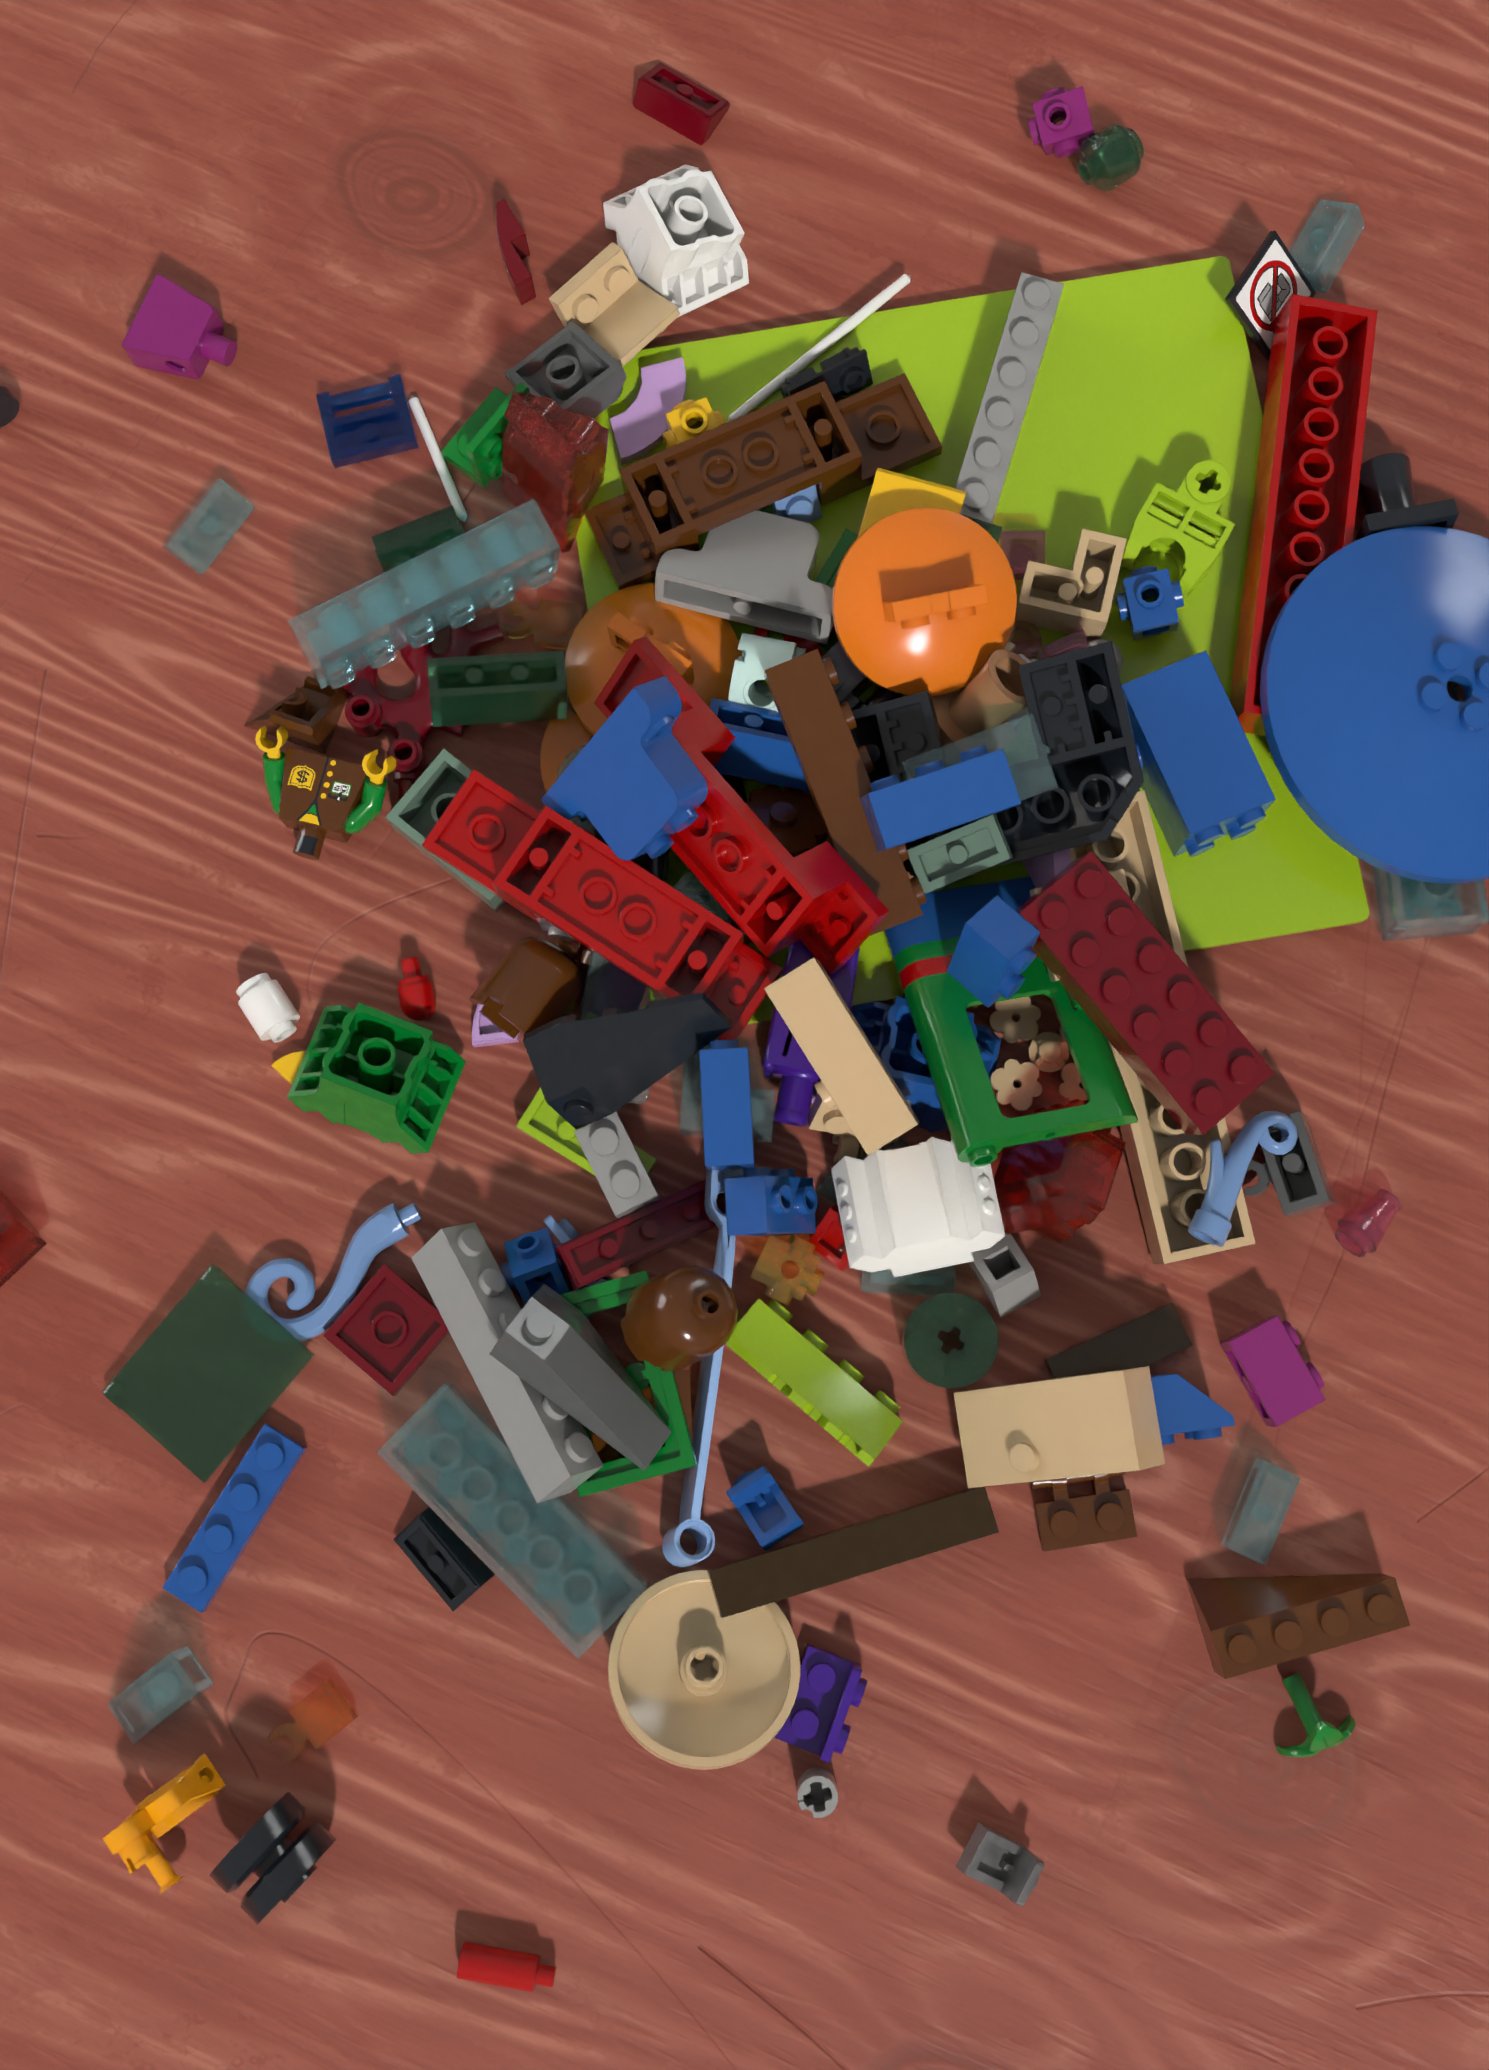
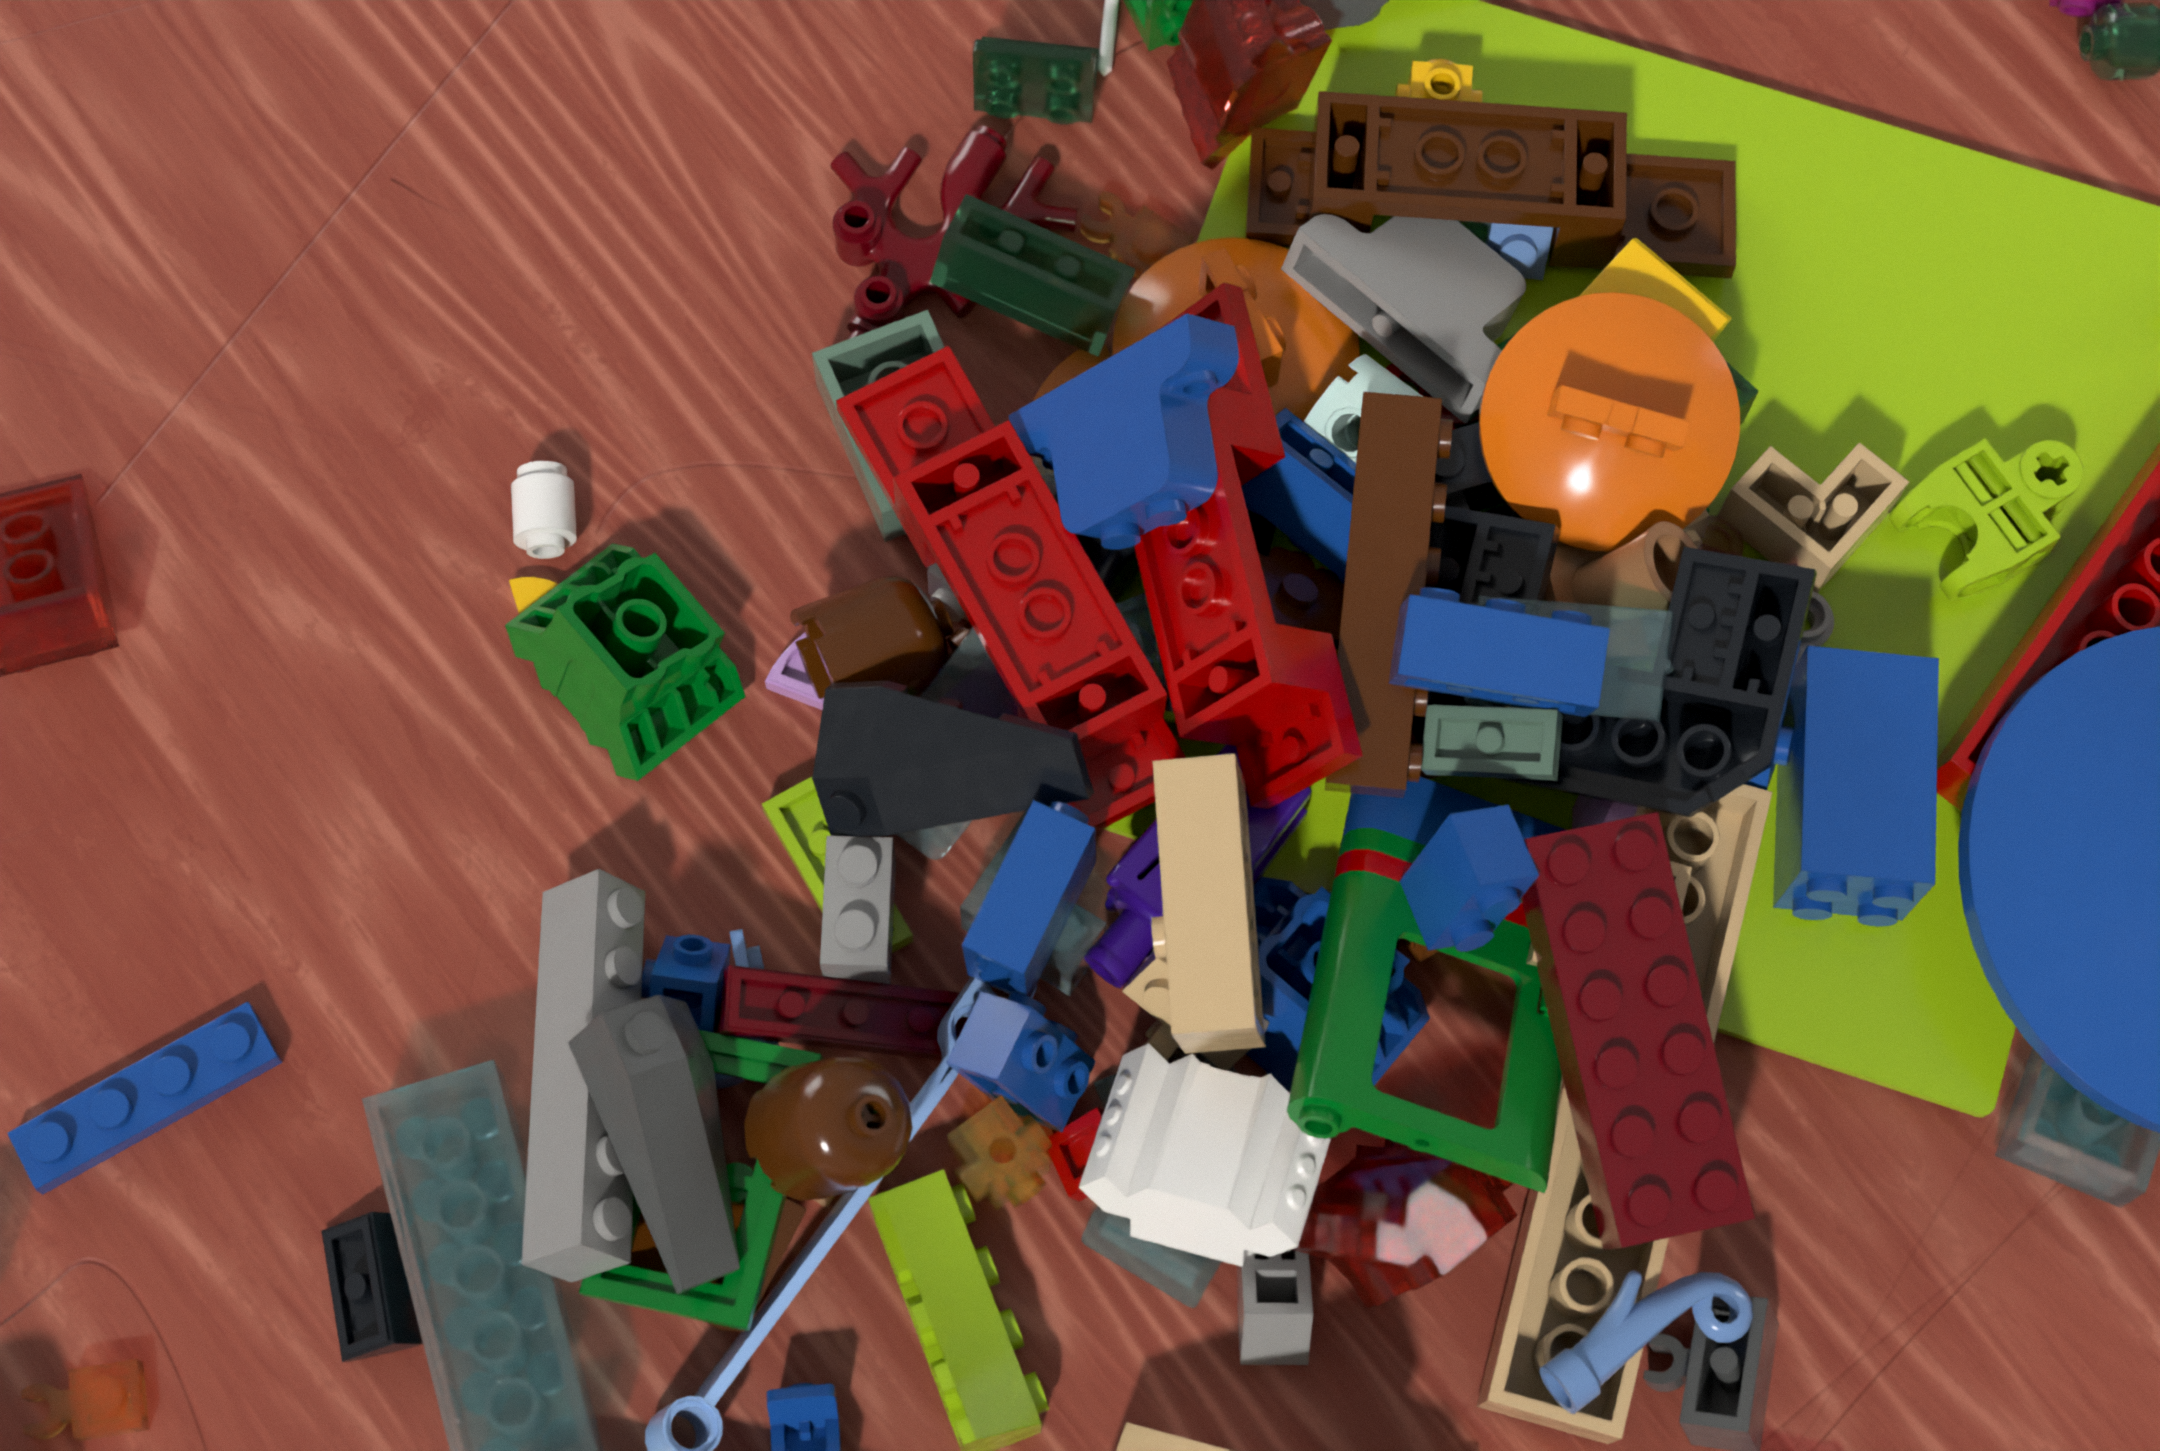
camera: 20 degrees right, 10 degrees down
(208, 1373) = (217, 904): clear green piece -> none
(306, 714) = (786, 202): reddish brown slope -> none
(321, 793) = (752, 294): torso -> none
(372, 1237) = (512, 845): medium blue plant -> none
(388, 1330) = (464, 968): dark red plate -> none
(415, 991) = (733, 583): red cylinder -> none
(427, 595) = (1008, 124): clear light blue brick -> none
(642, 424) = (1382, 62): lavender tile -> none
(821, 347) = (1669, 82): white axle -> none
(843, 373) = (1654, 126): black hinge -> none
(975, 1334) = (1168, 1318): clear green brick -> none
(1007, 395) = (1849, 249): light grey brick -> none
(1021, 547) = (1770, 428): plate -> none
(1046, 1052) = (1477, 1062): tan plant -> none
(1154, 617) = (1901, 578): blue brick -> none

